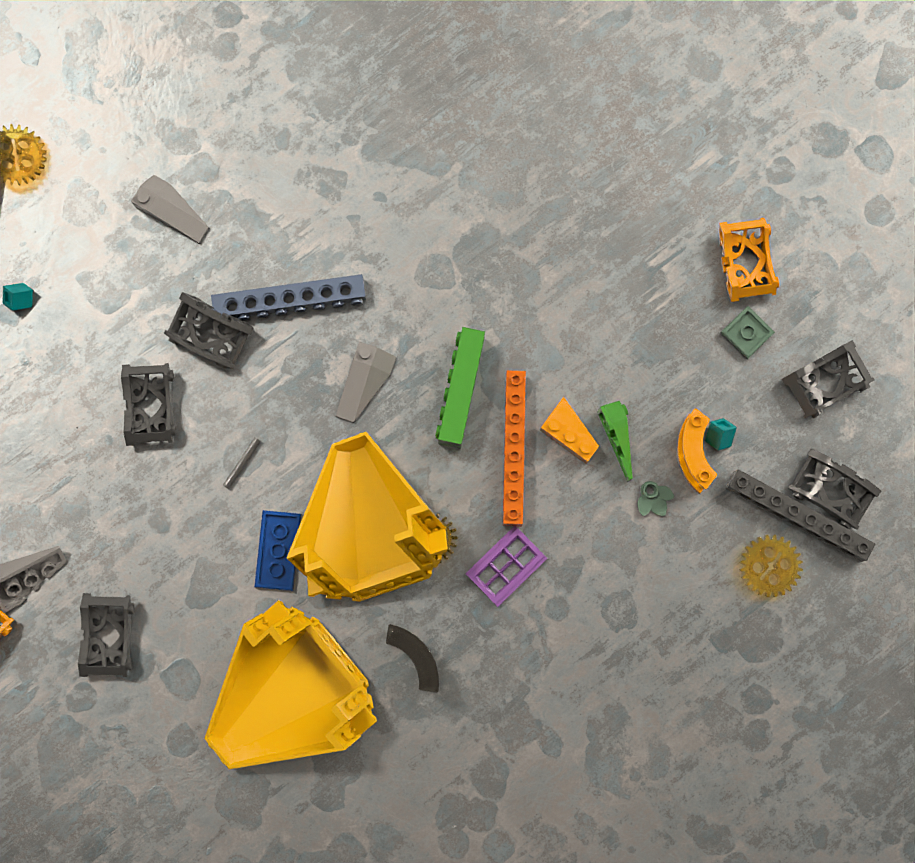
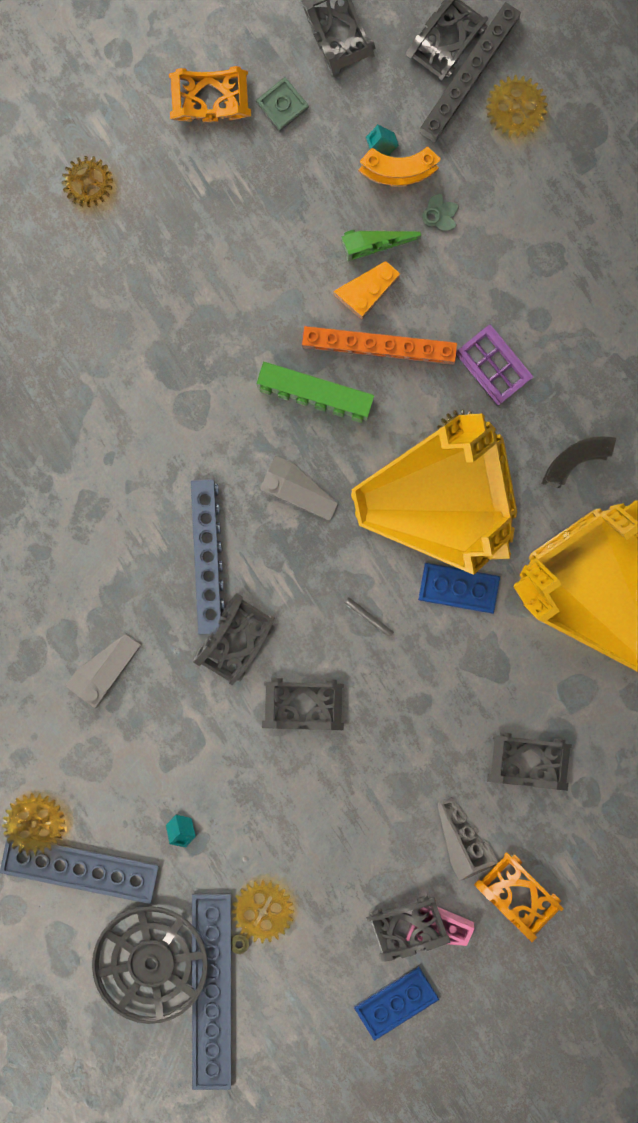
camera: 85 degrees left, 5 degrees up
(641, 149) = (79, 179): none -> clear yellow gear

